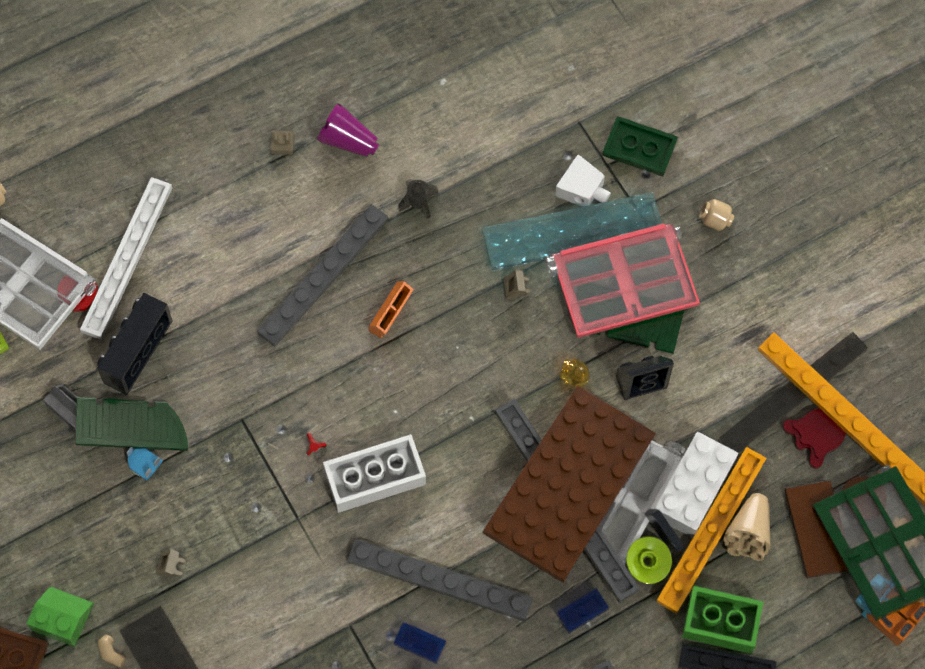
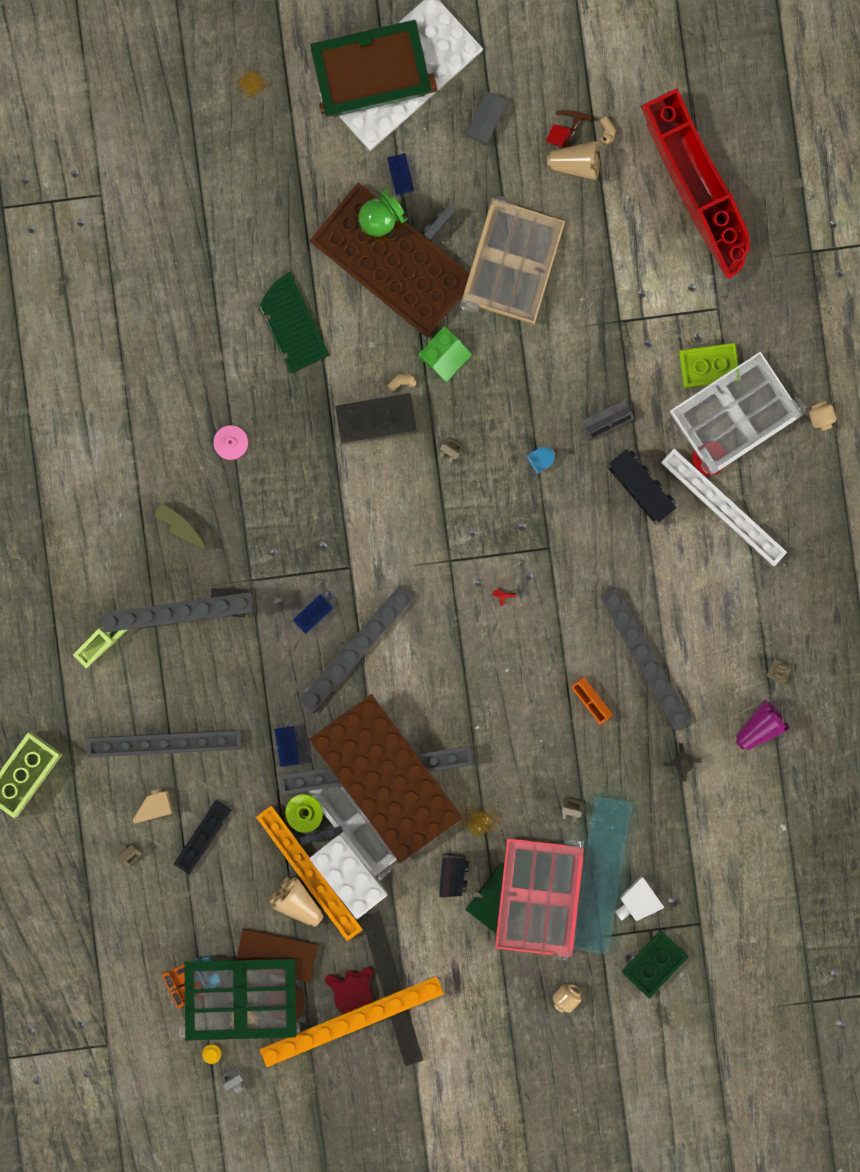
camera: 115 degrees right, 20 degrees up
(128, 424) = (576, 458): dark green piece -> none
(374, 473) = (458, 632): white brick -> none
(722, 619) = (234, 847): bright green brick -> none

